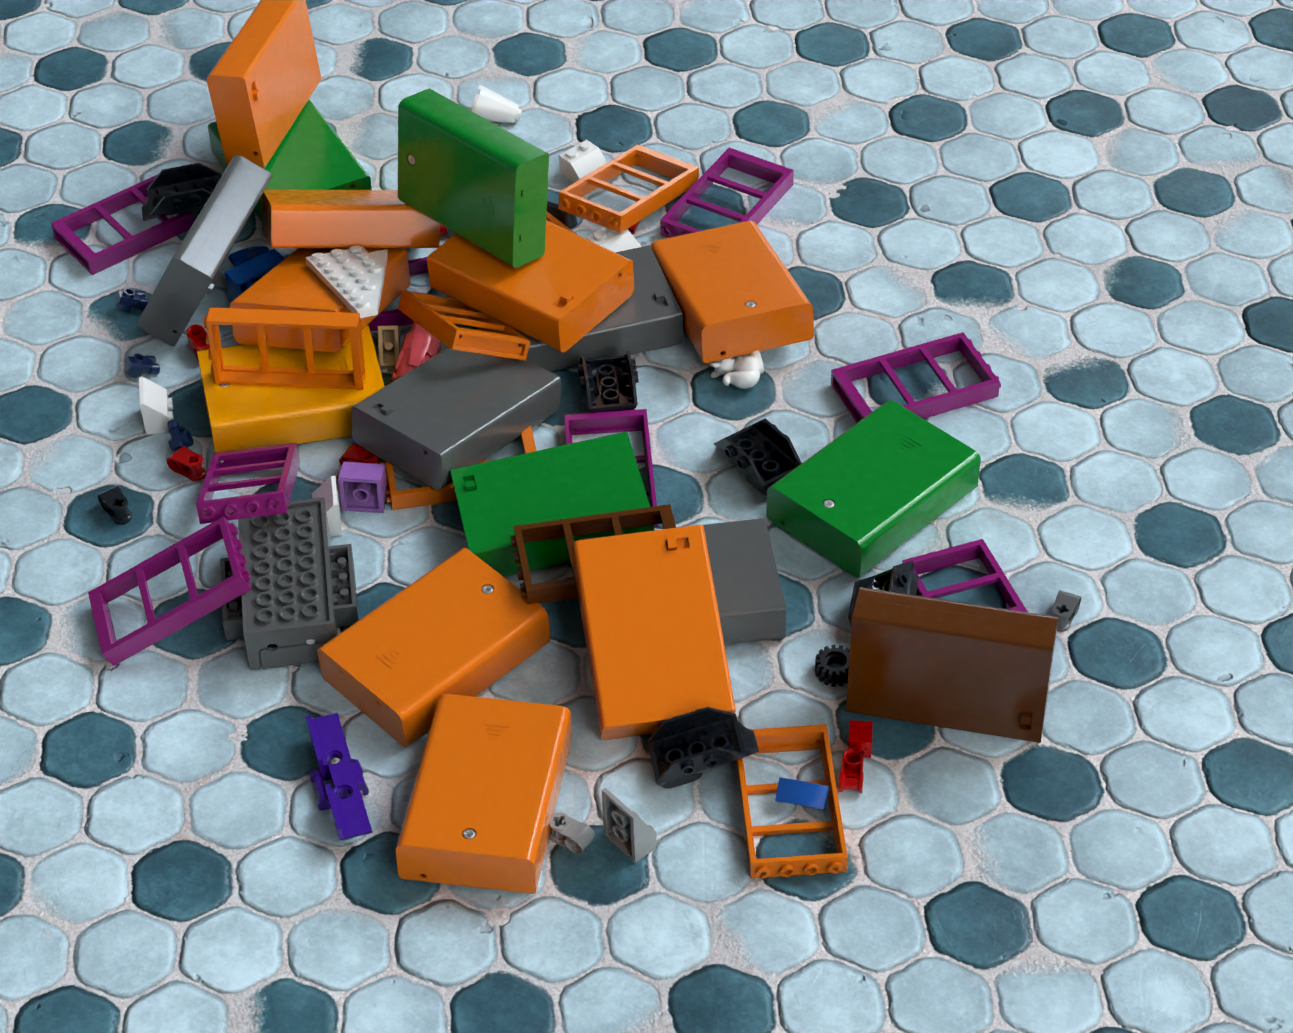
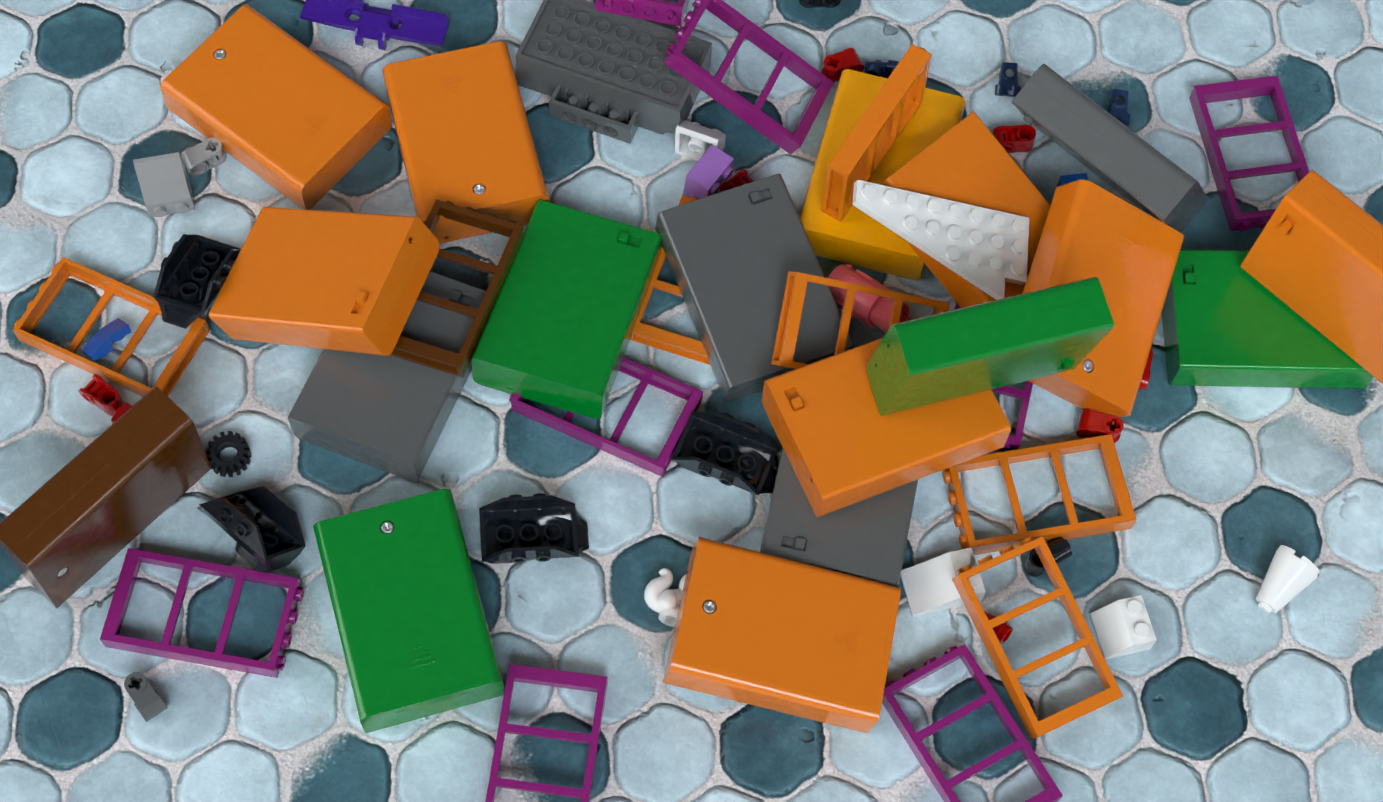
camera: 115 degrees right, 20 degrees up
(154, 407) = (942, 59): white slope -> none
(180, 191) = (1242, 193): black slope -> none
(388, 345) = (917, 287): tan slope -> none

